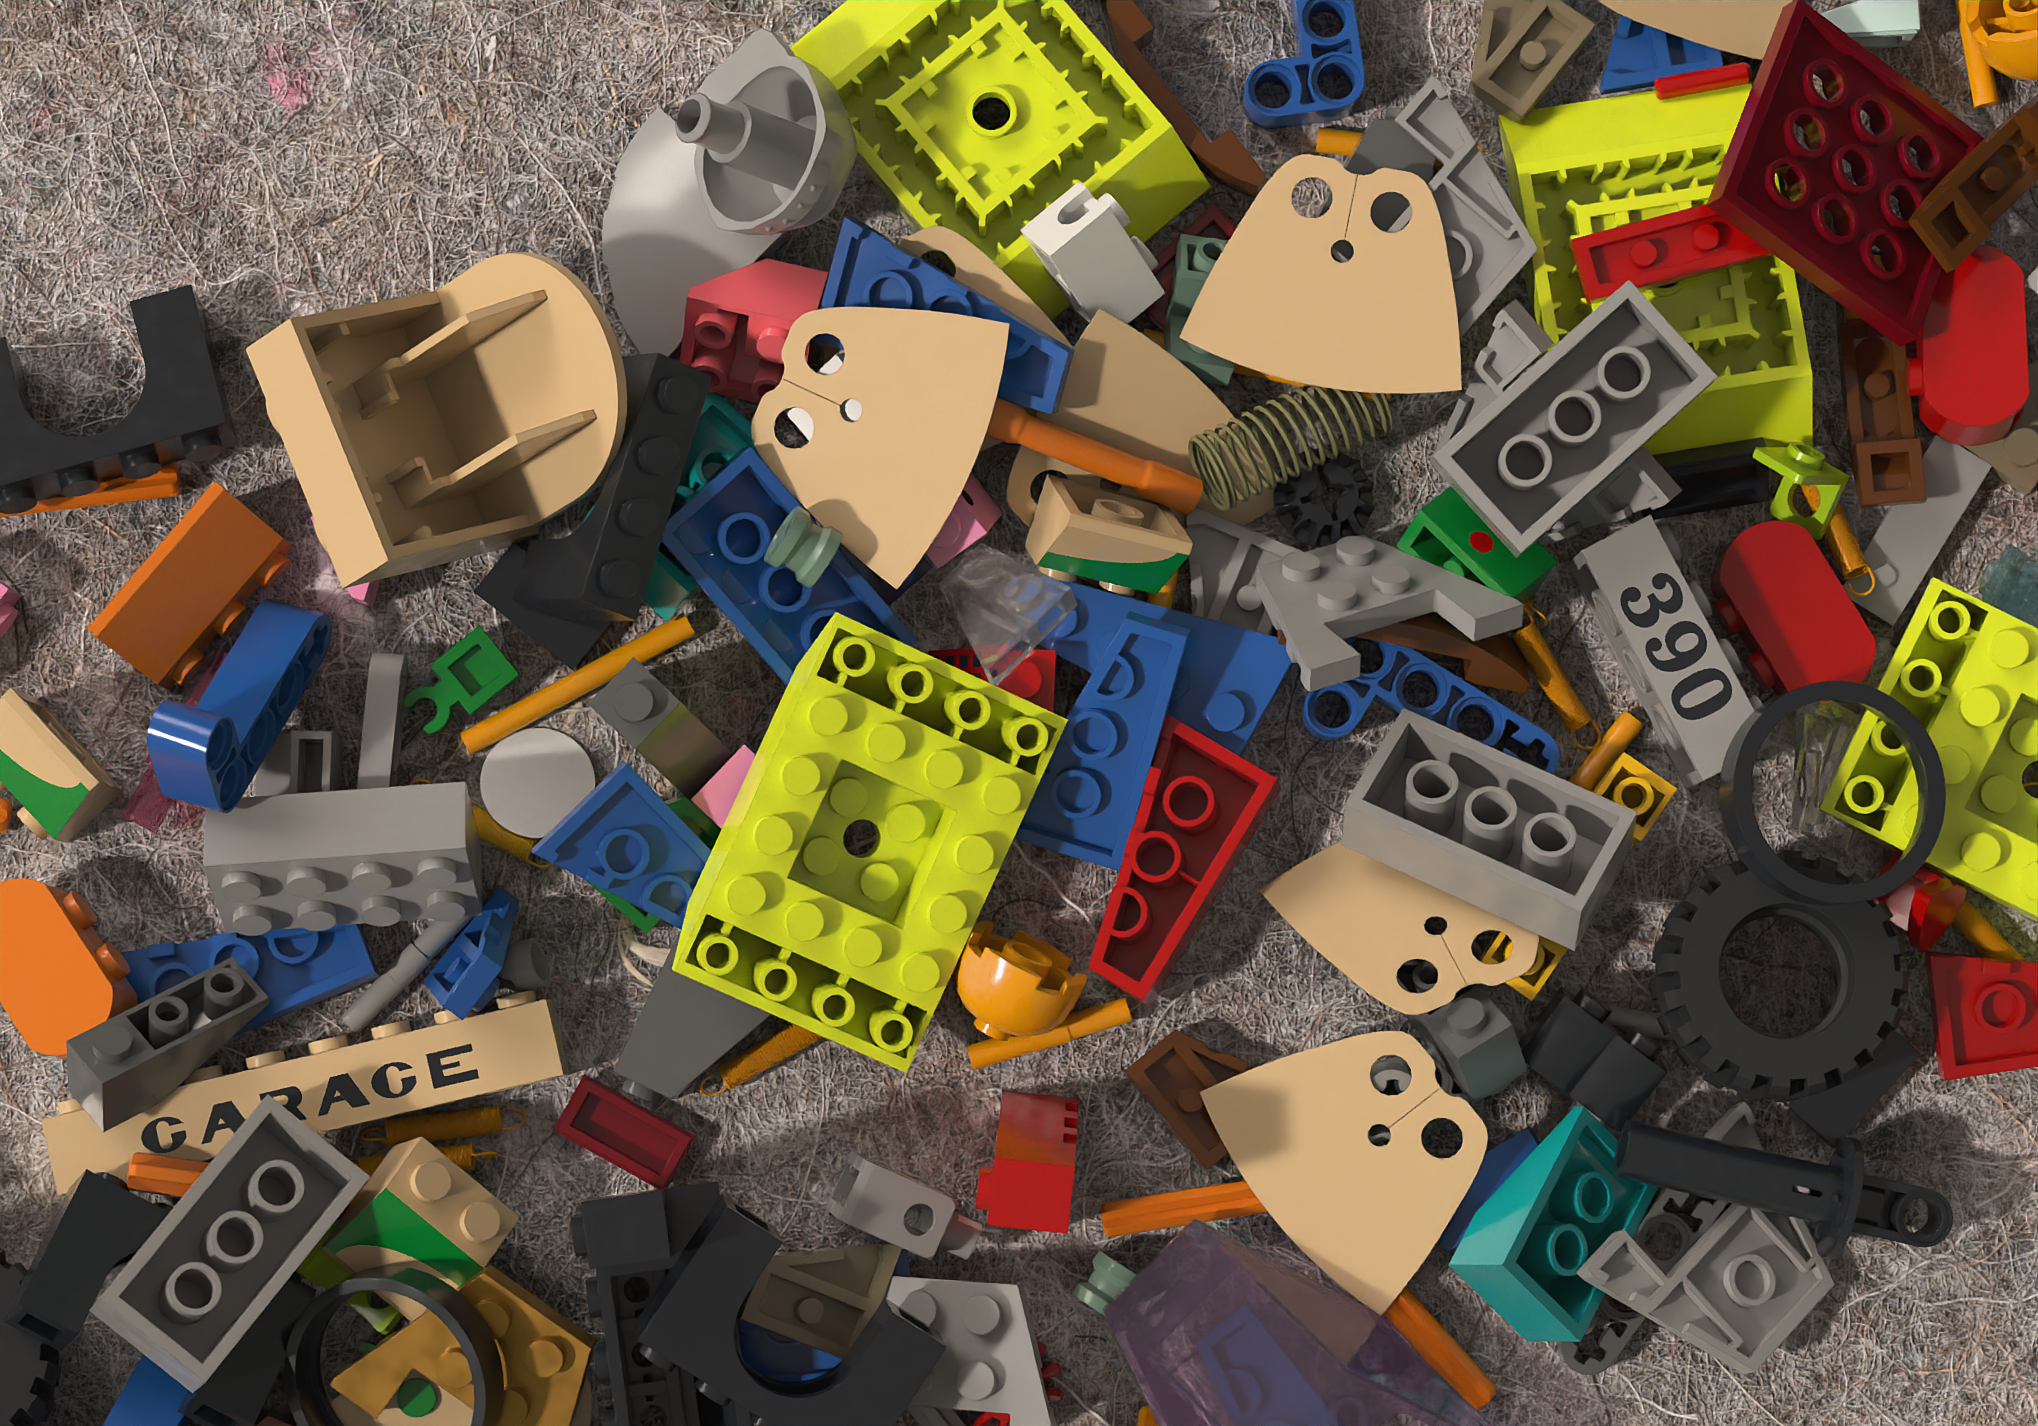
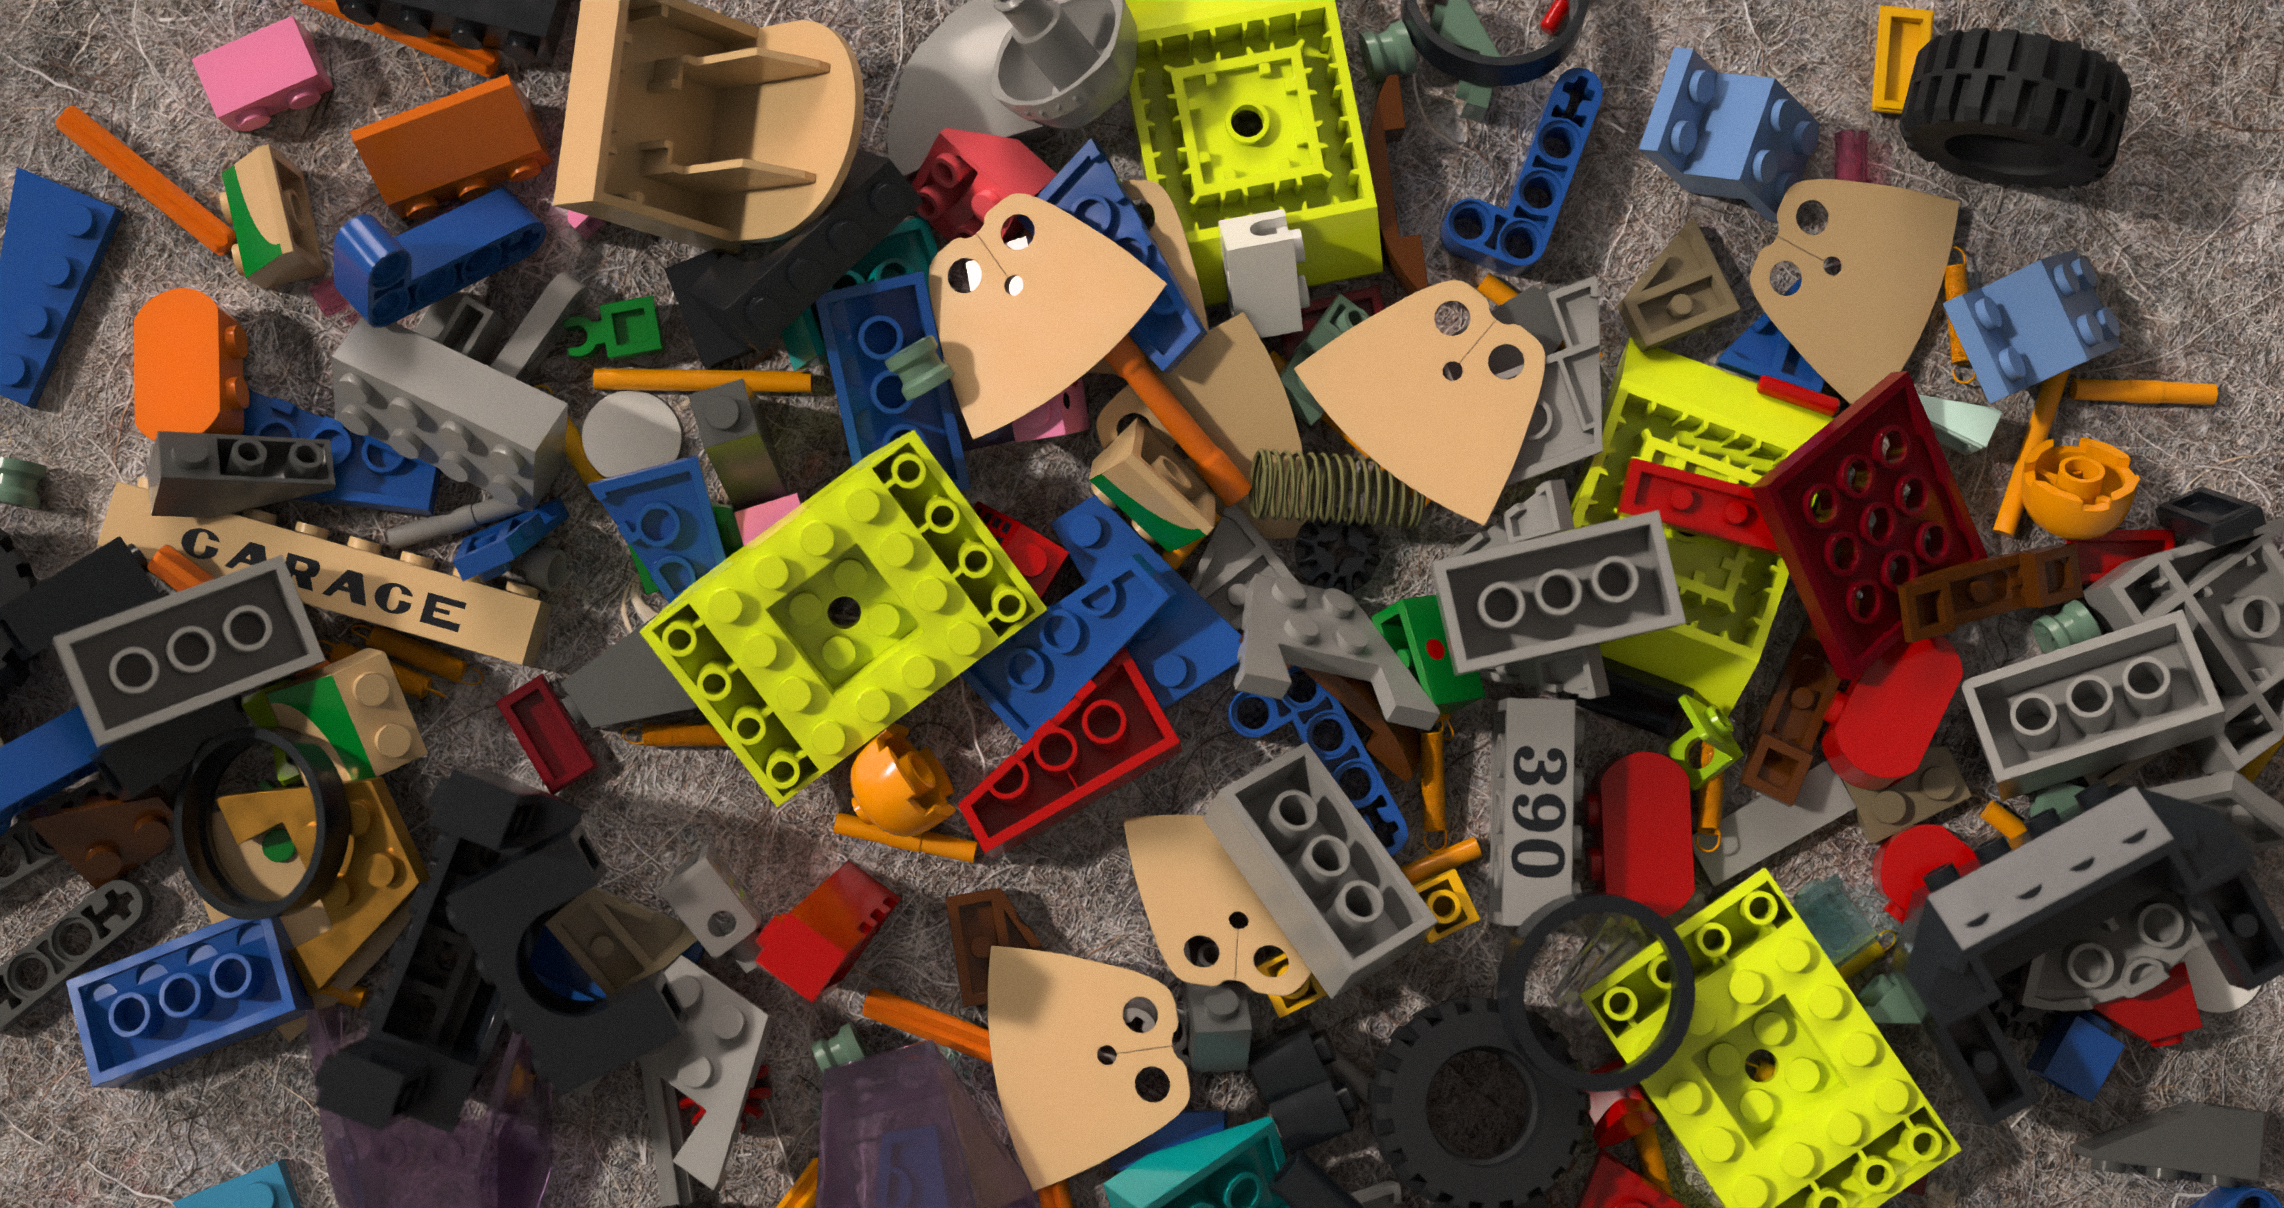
camera: 25 degrees right, 0 degrees up
(1003, 607) = (1048, 499): clear wing -> none

